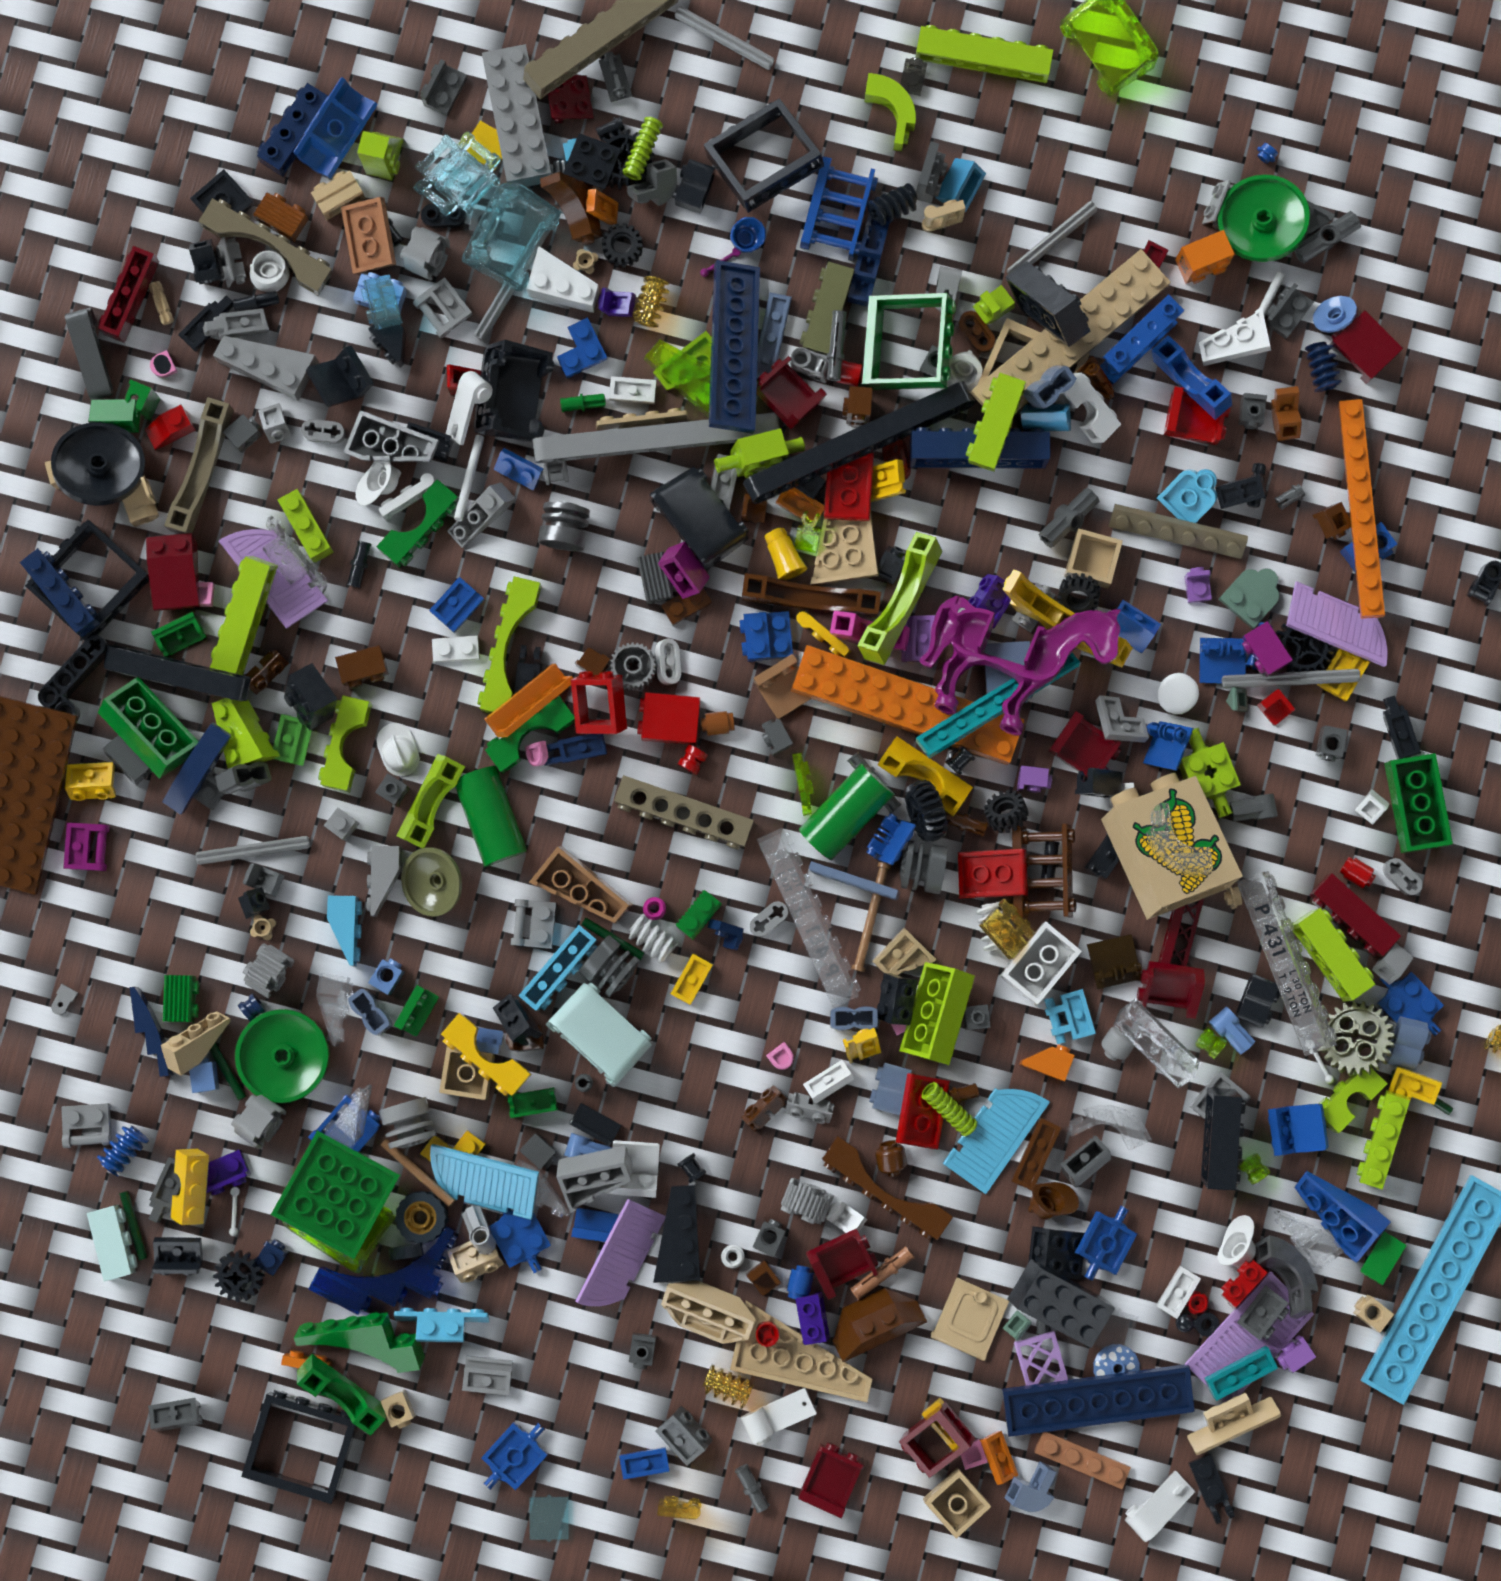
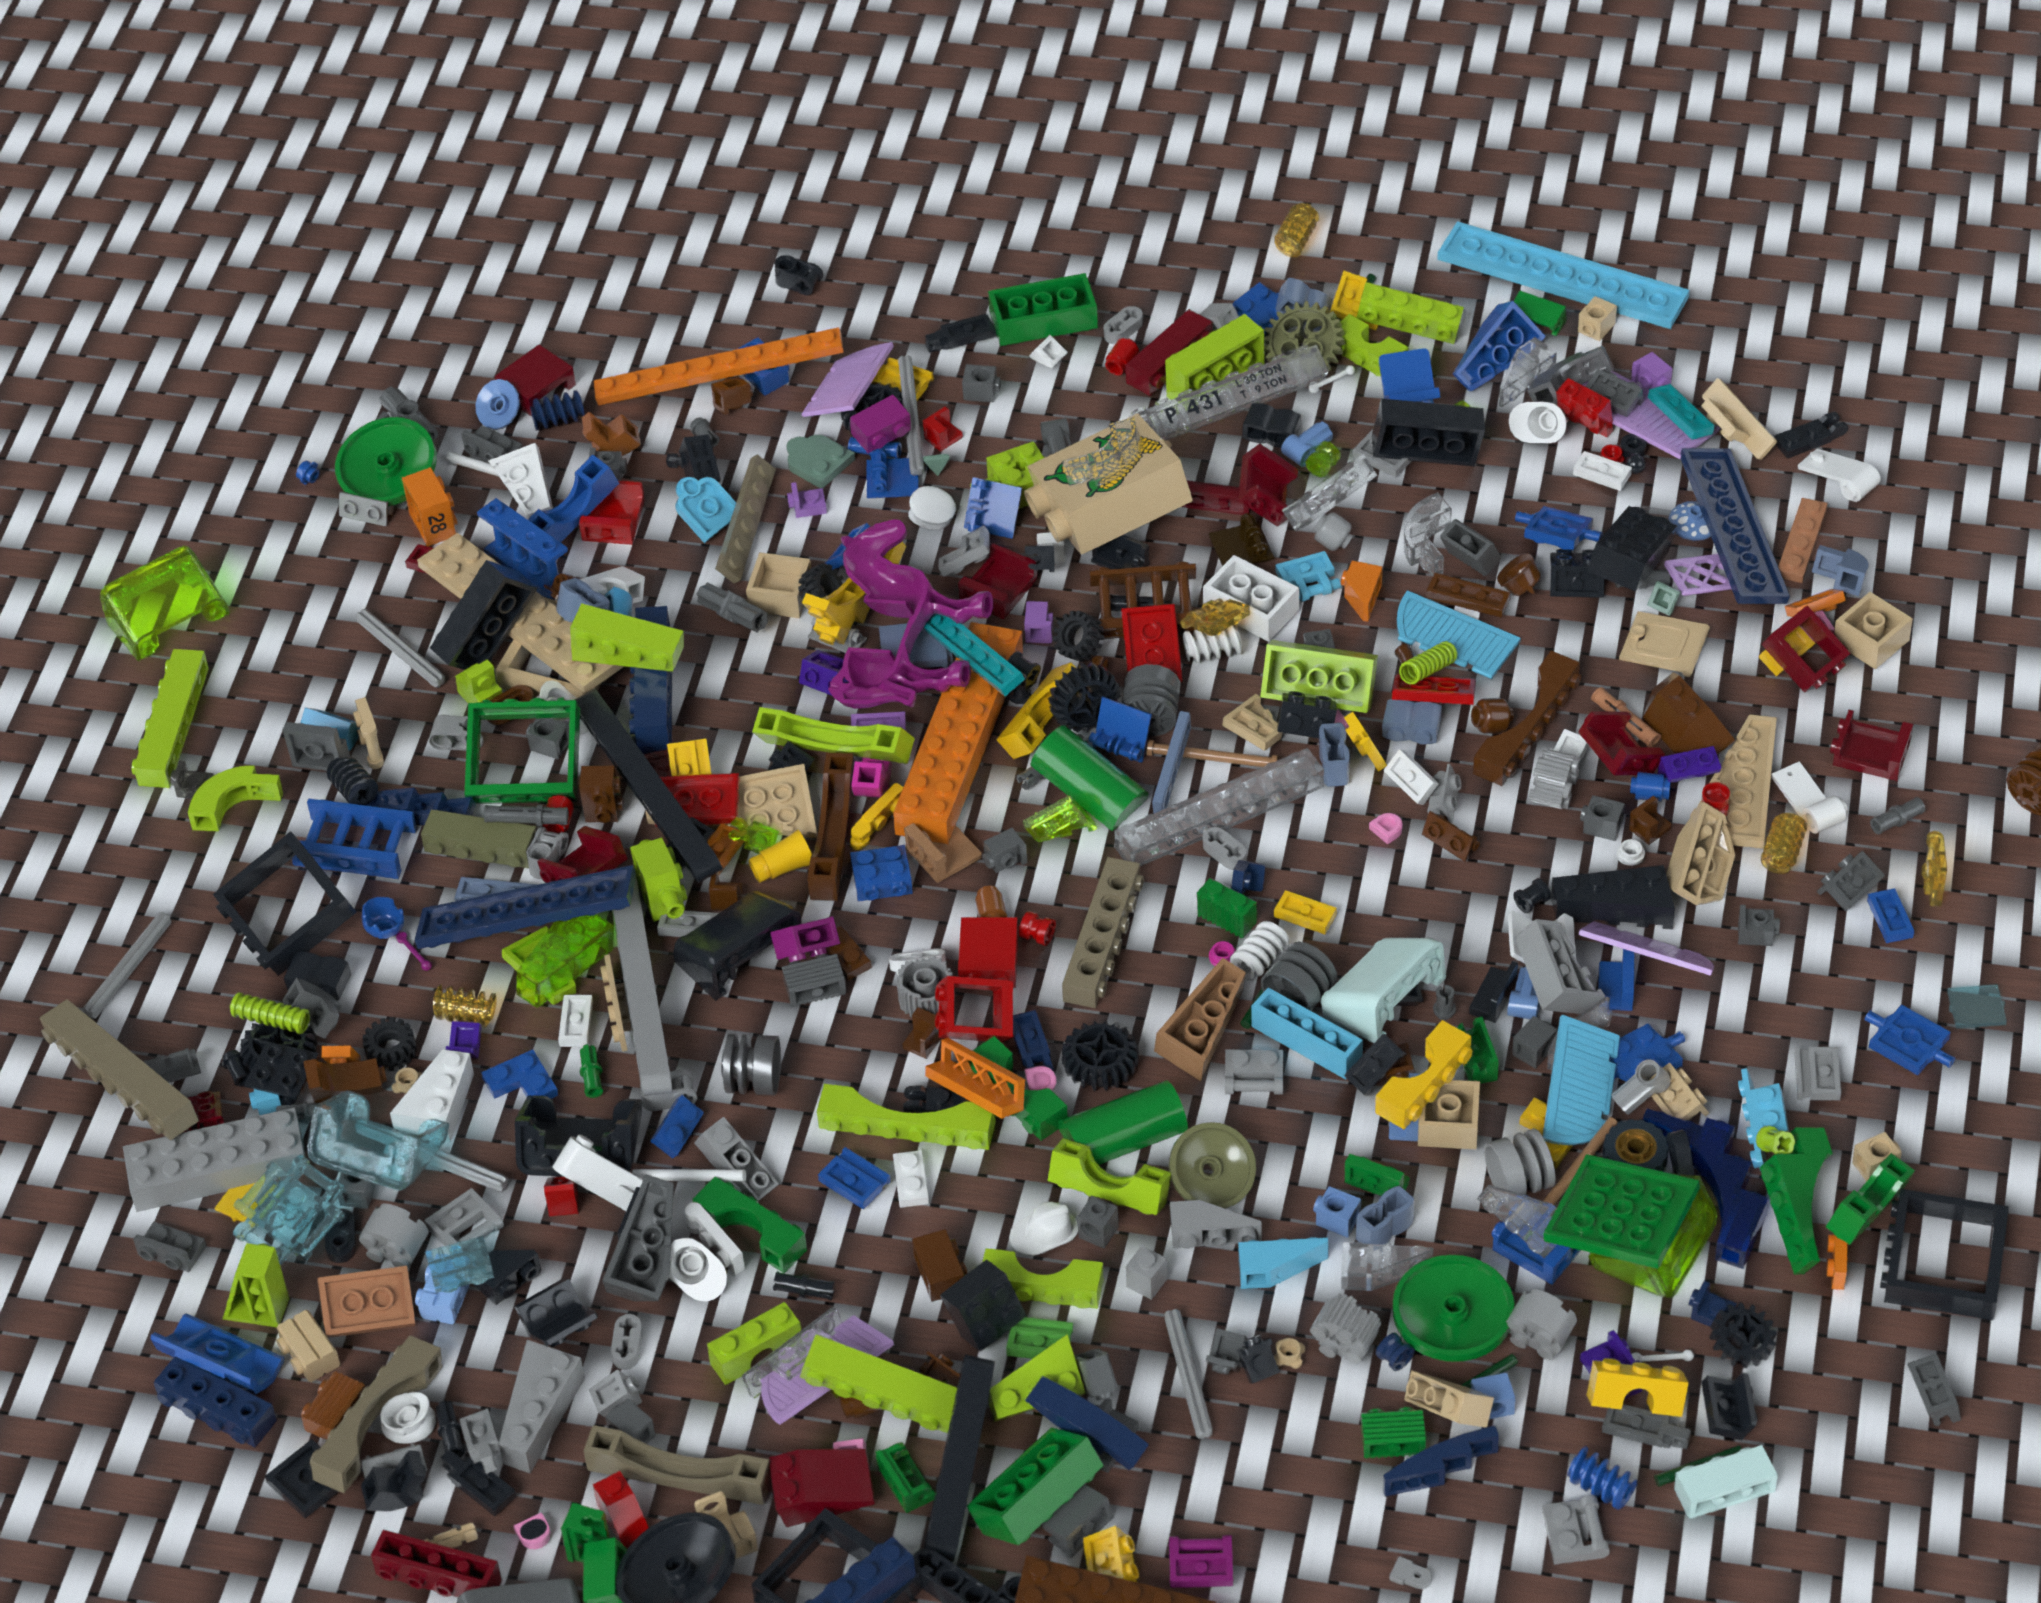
camera: 90 degrees left, 35 degrees down
(397, 1327) = (1779, 1142): none -> lime bush
(562, 782) = (1100, 1055): none -> black gear

